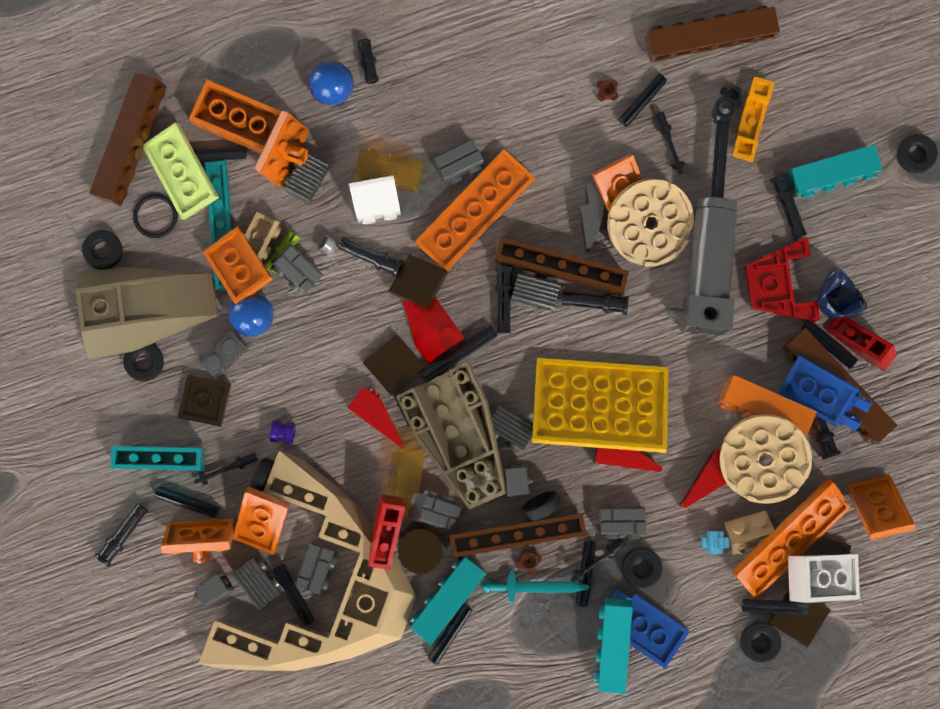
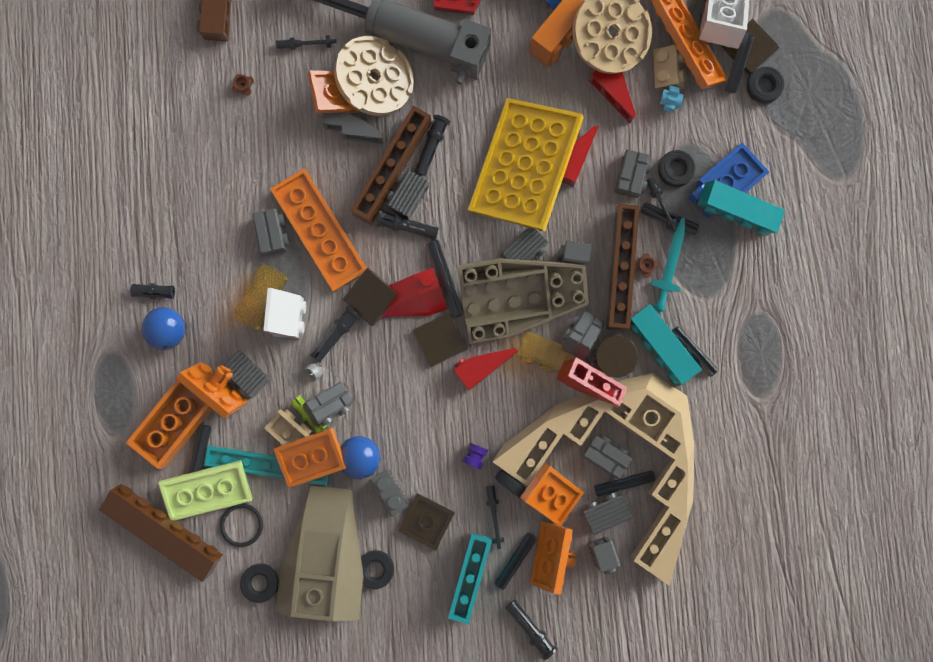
camera: 75 degrees left, 0 degrees up
(541, 506) = (602, 239): black tyre -> none
(642, 100) = (260, 56): black axle -> none

